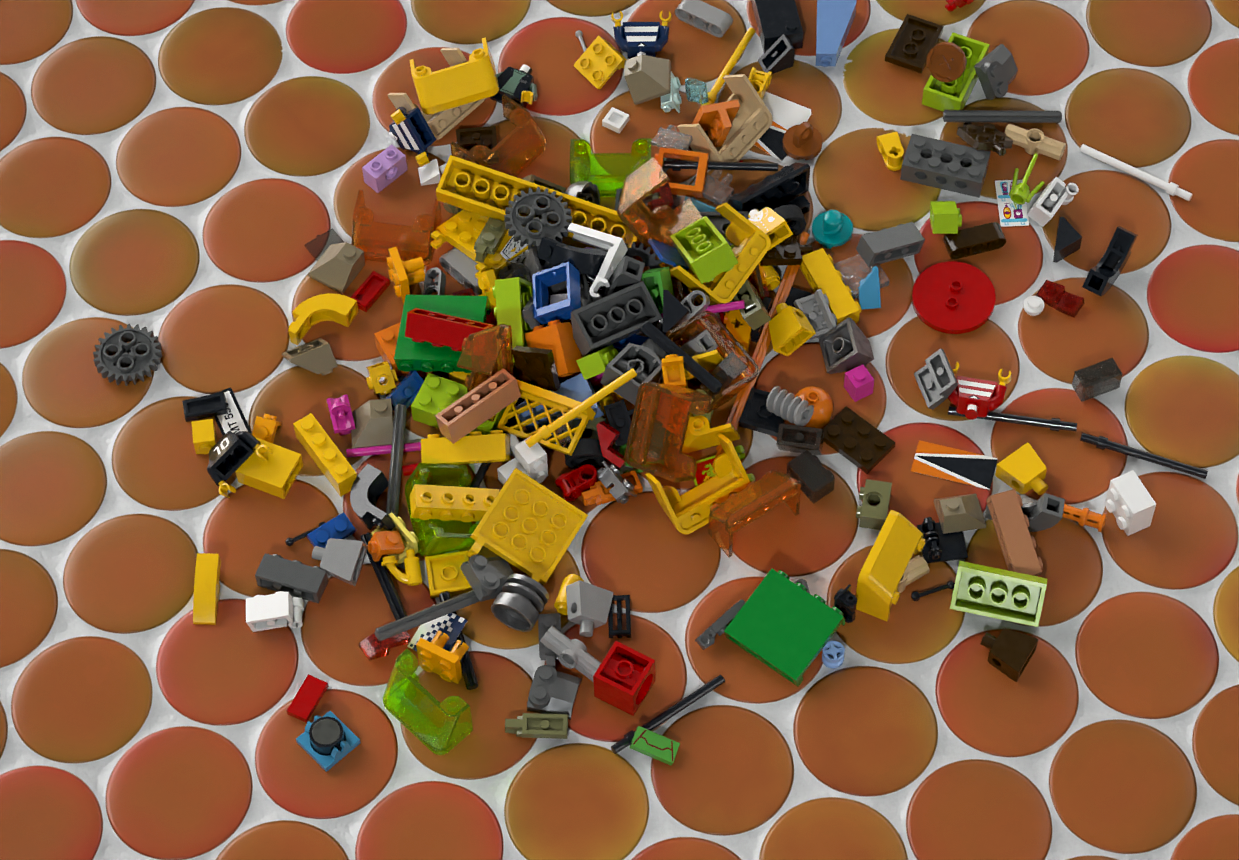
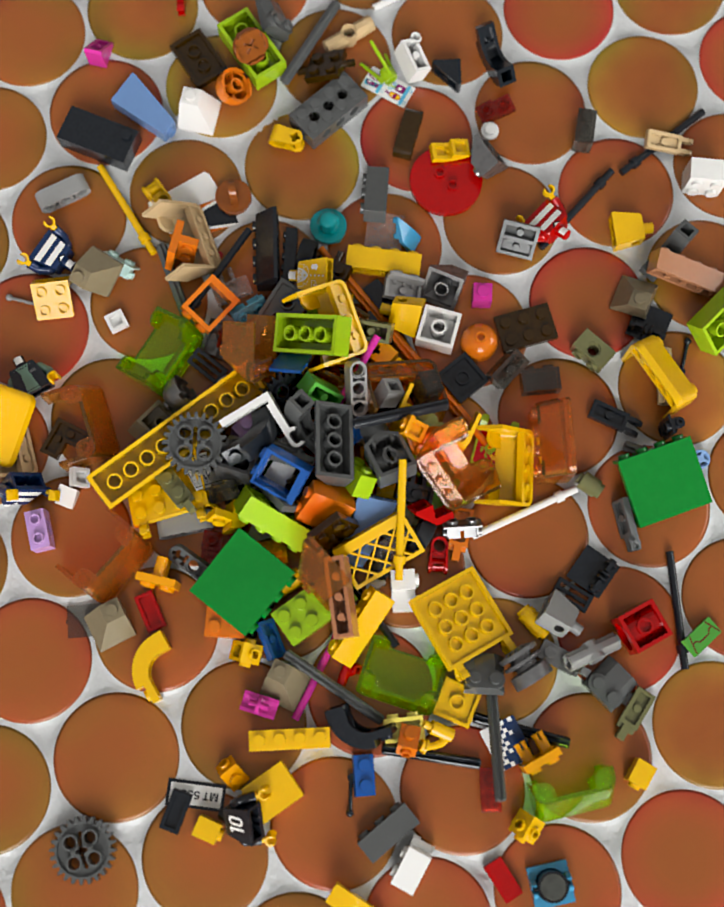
camera: 60 degrees left, 20 degrees up
(313, 356) = (186, 698): dark tan slope -> none
(342, 558) = (397, 783): light grey torso -> none
(368, 686) = (526, 827): none -> yellow brick
(440, 328) = (258, 579): red brick -> none
(450, 502) = (405, 665): yellow brick -> none
(482, 760) = (640, 774): none -> yellow brick
(654, 621) = (593, 571): none -> black hinge
(672, 139) = (173, 292): clear hips -> none
(673, 312) = (360, 395): black slope -> none
(696, 90) = (133, 243): clear light blue tile -> none
(706, 553) = (558, 497): none -> white bar
(738, 572) = (590, 484): none -> olive brick
(778, 56) = (142, 163): black slope -> none
(789, 406) = (479, 360): light grey piece -> none
(796, 363) = (438, 329): none -> white brick
(821, 558) = (613, 418): none -> black hinge
(862, 70) = (198, 111): none -> white slope
(905, 79) = (233, 86): none -> orange cylinder
(945, 217) = (378, 141): lime brick -> none
(954, 464) = (587, 274): sticker -> none
(982, 280) = (453, 150): none -> yellow slope
(1000, 312) = (485, 158): none -> flat silver slope
(1085, 517) = (689, 213): orange pin -> none
(1142, 455) = (667, 142): none -> tan hinge

